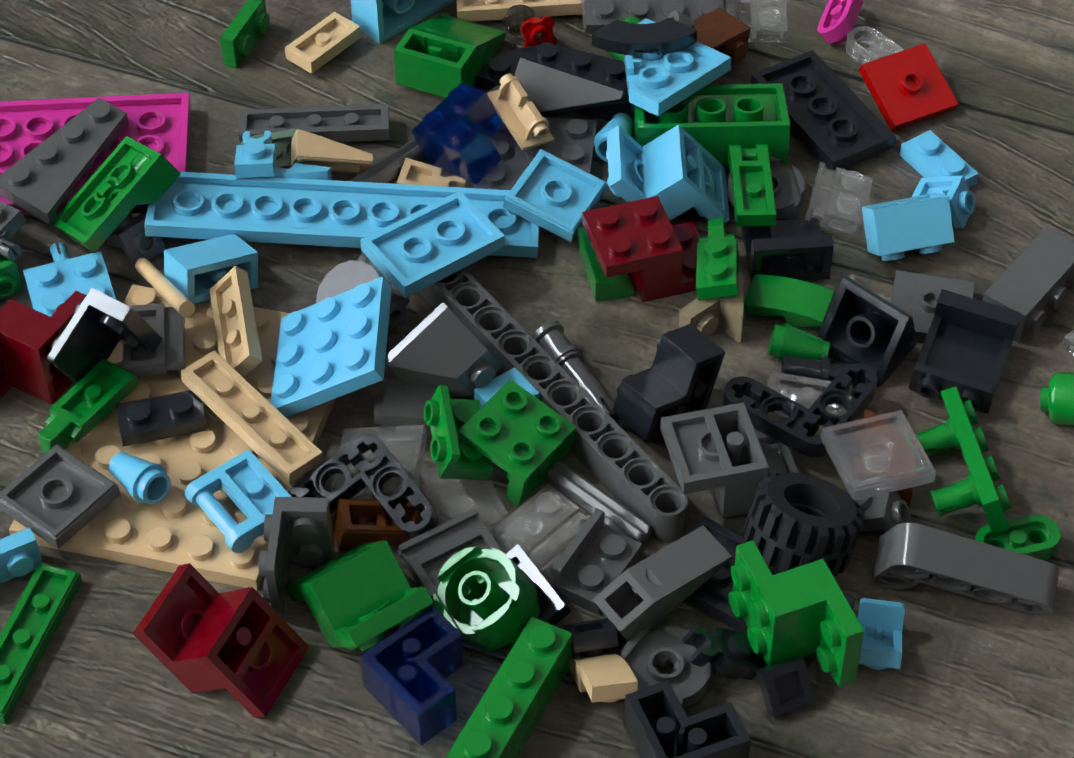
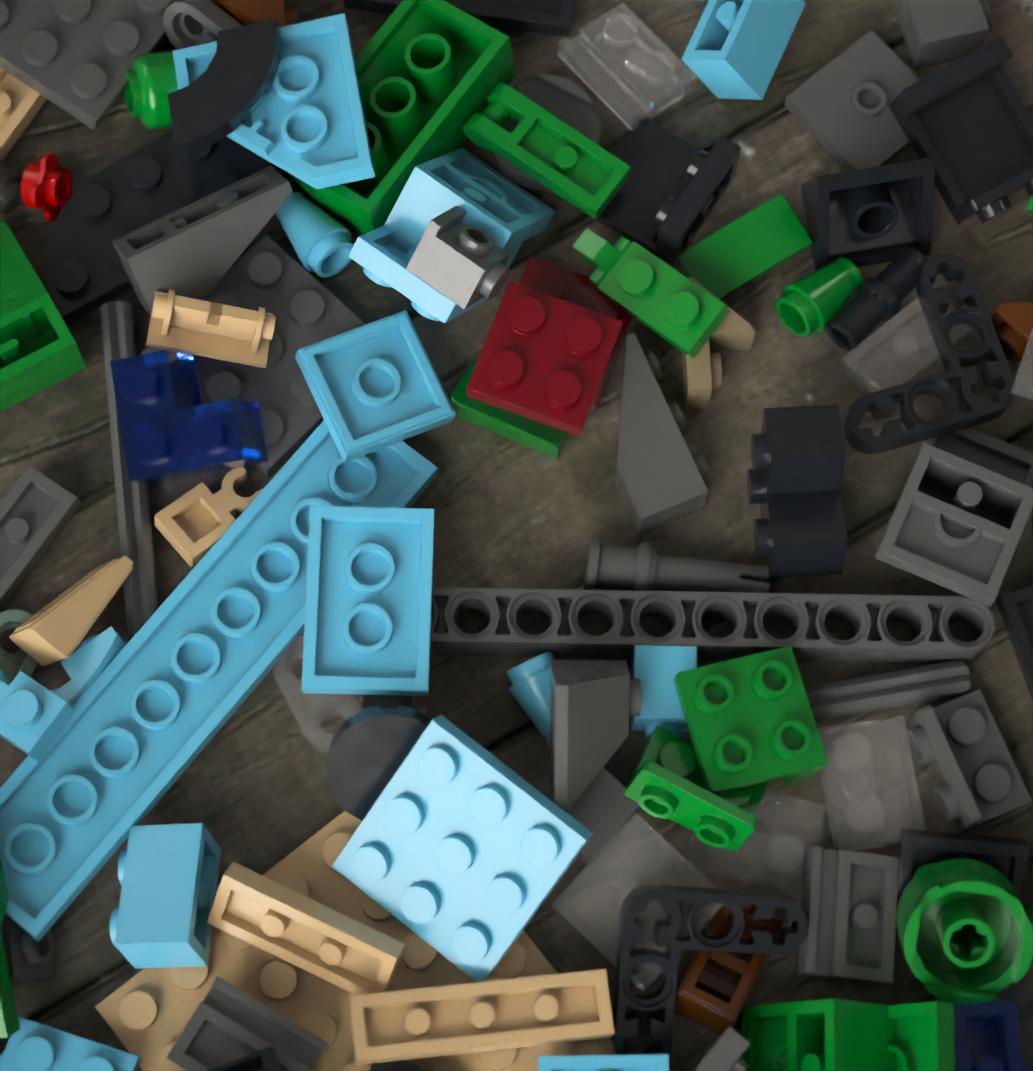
camera: 55 degrees left, 25 degrees up
(165, 287) = (166, 980): tan bar -> none
(632, 324) = (653, 463): none -> dark grey slope
(647, 166) = (459, 260): none -> brick

